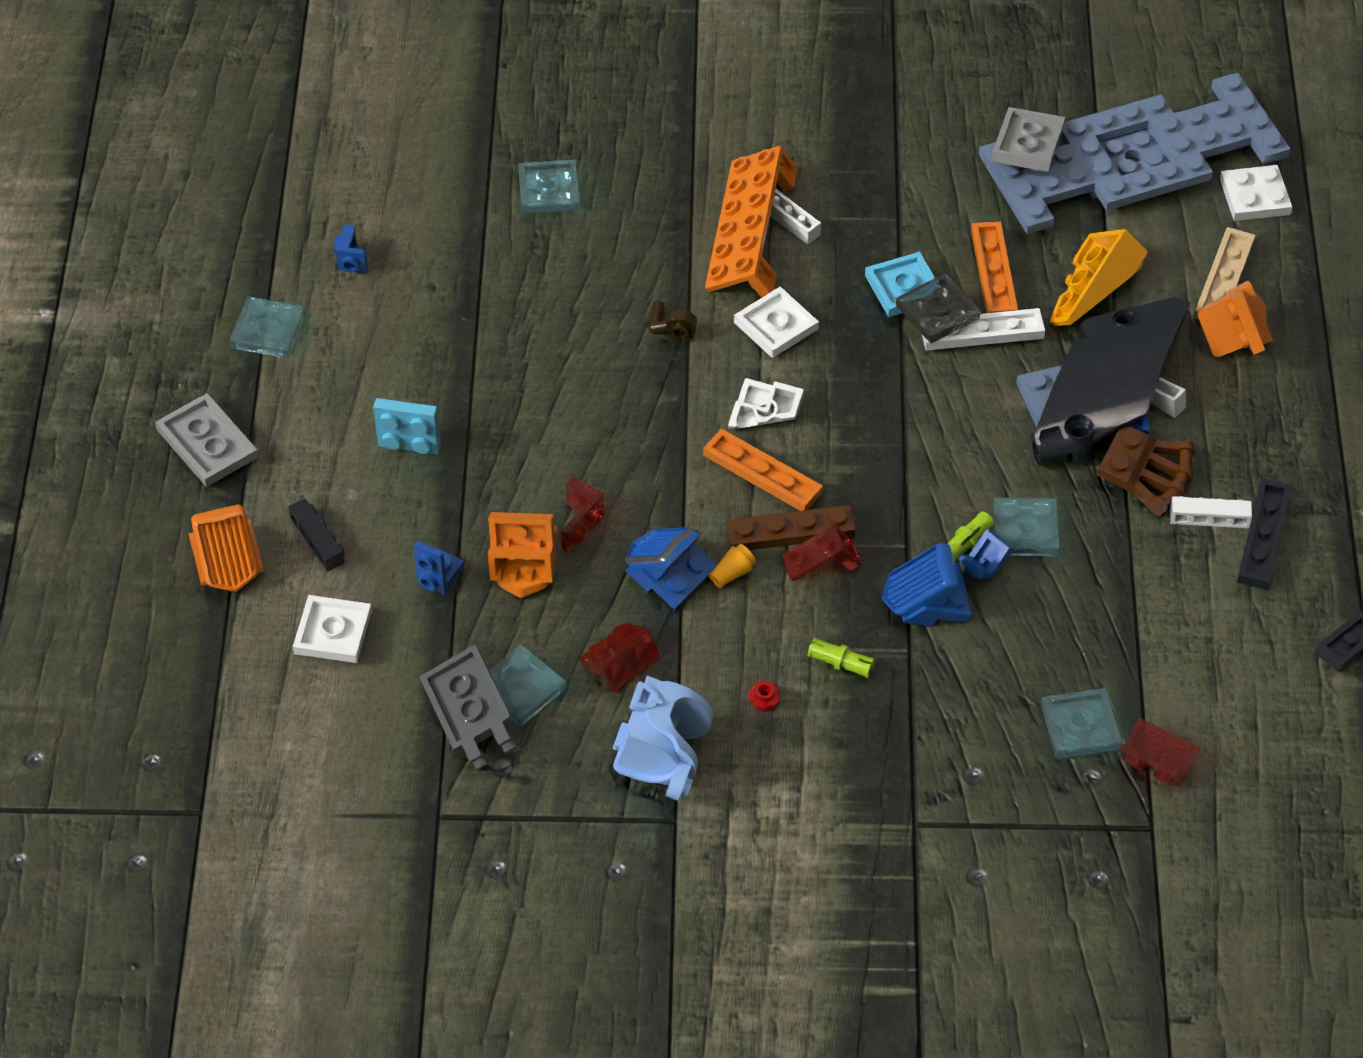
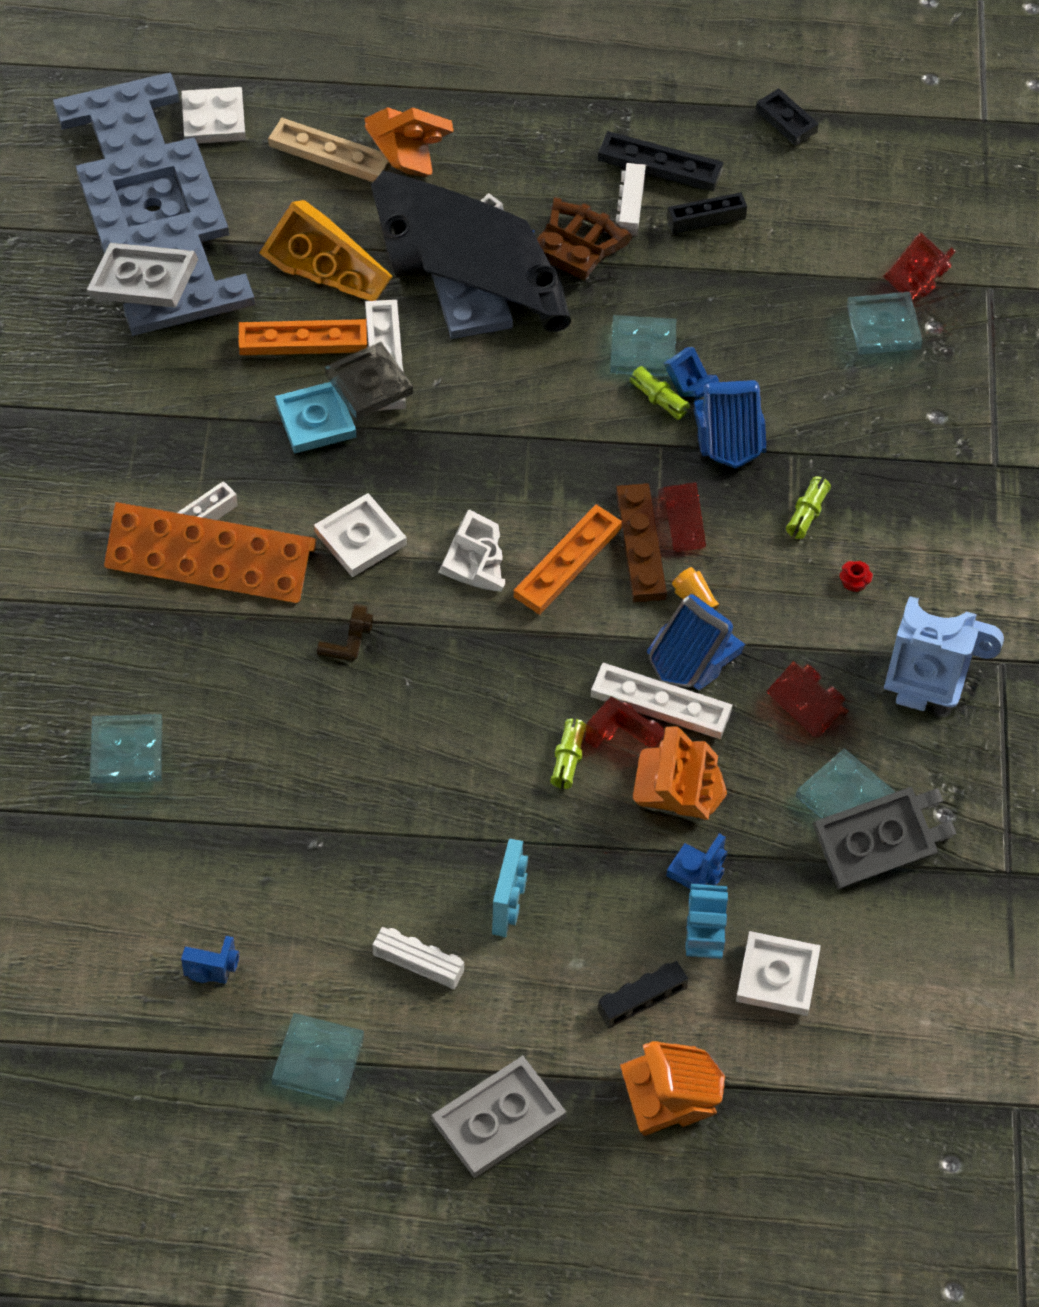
camera: 90 degrees left, 5 degrees up
(354, 383) = (418, 957): none -> white piece
(374, 565) = (706, 921): none -> dark azure gear
(550, 477) = (568, 753): none -> lime pin
(611, 542) = (662, 700): none -> white plate
(1201, 572) = (706, 213): none -> black piece

